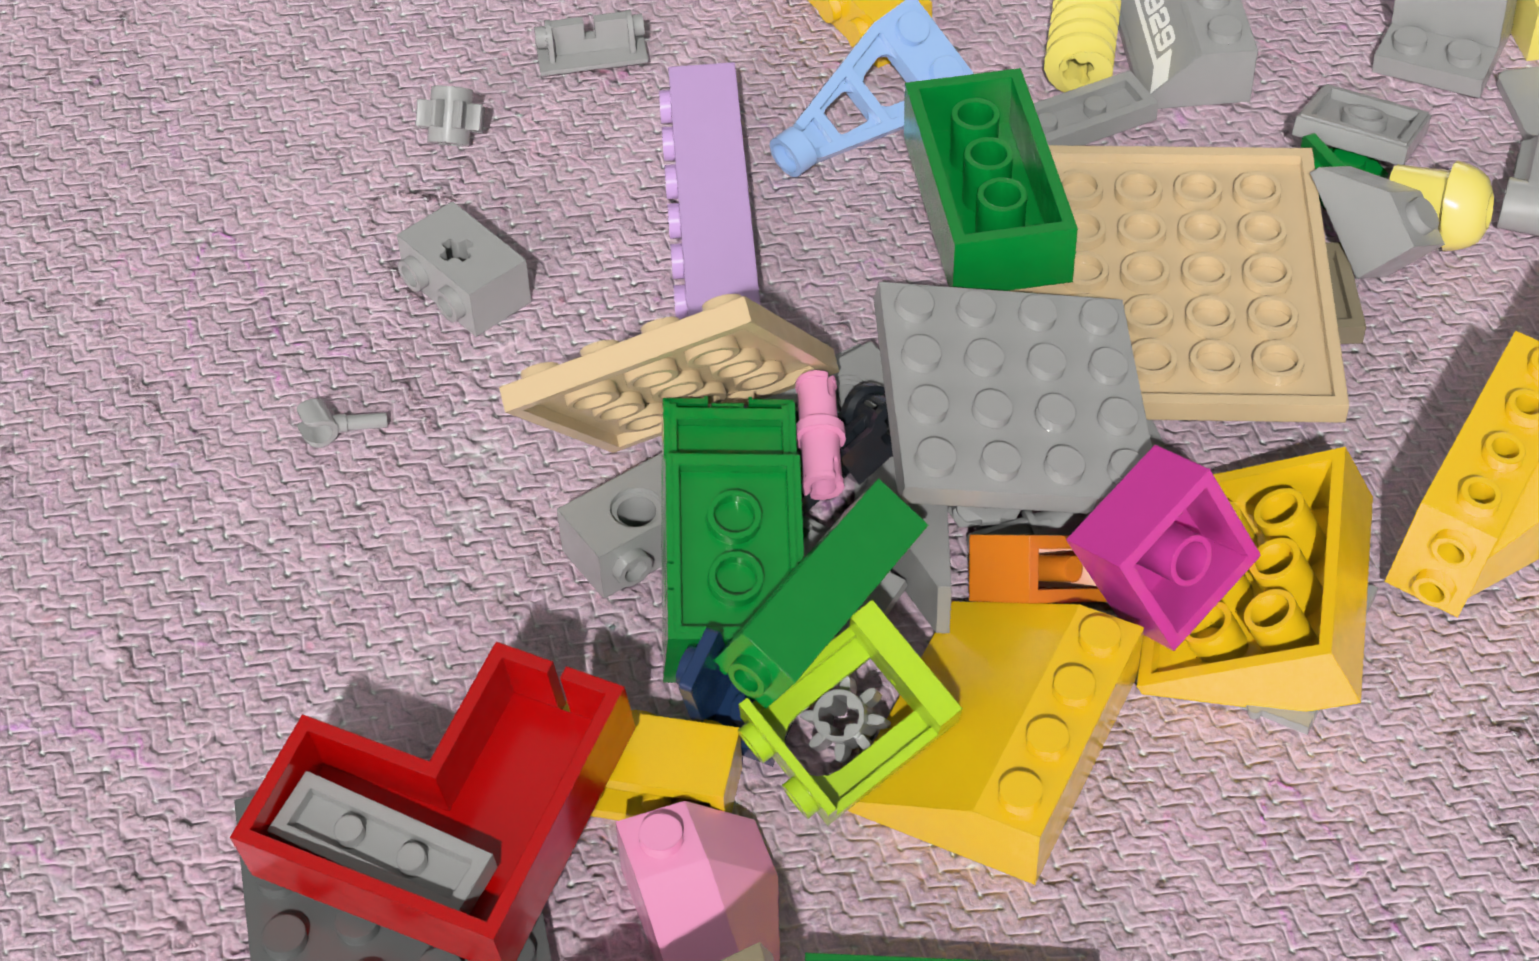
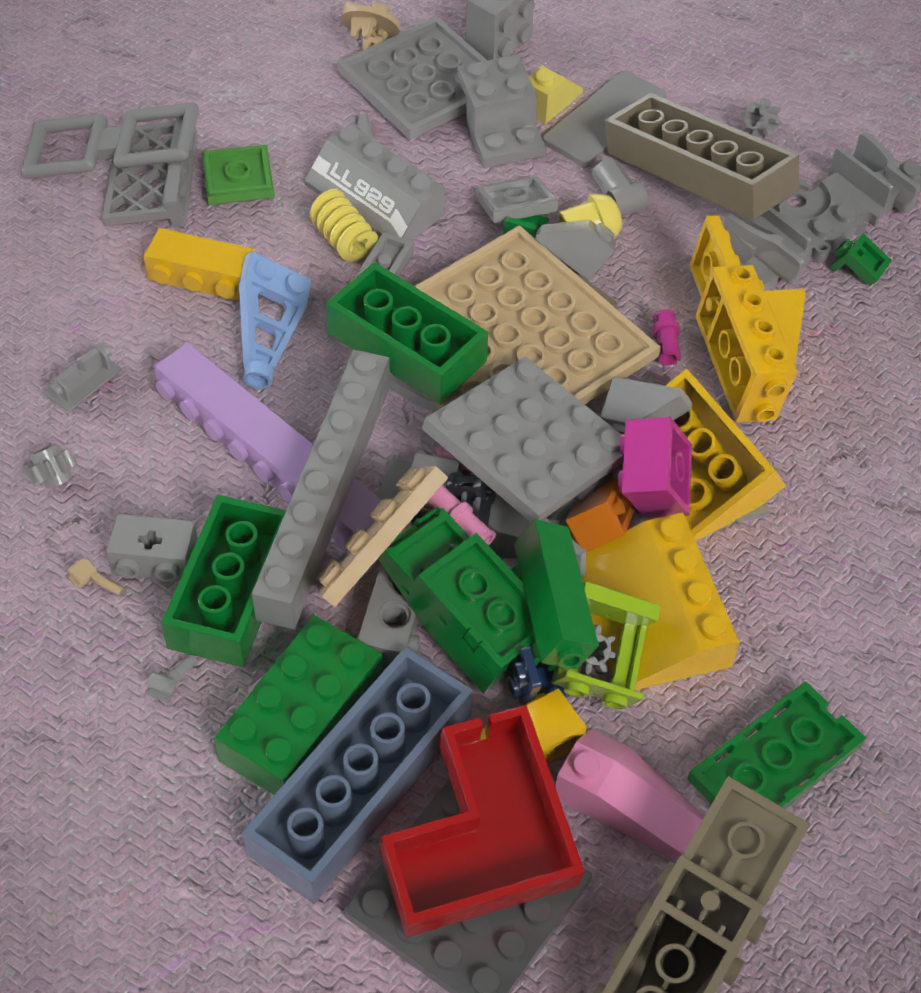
camera: 45 degrees left, 5 degrees up
(368, 252) = (84, 571): none -> tan hand
(382, 843) = (471, 871): light grey plate -> none
(392, 652) = (356, 775): none -> sand blue brick
(427, 544) = (297, 704): none -> green brick
(446, 362) = (213, 600): none -> green brick
(771, 262) = (321, 491): none -> light grey brick
(1240, 458) = (642, 400): none -> light grey slope
(1403, 407) = (666, 333): none -> dark pink pin

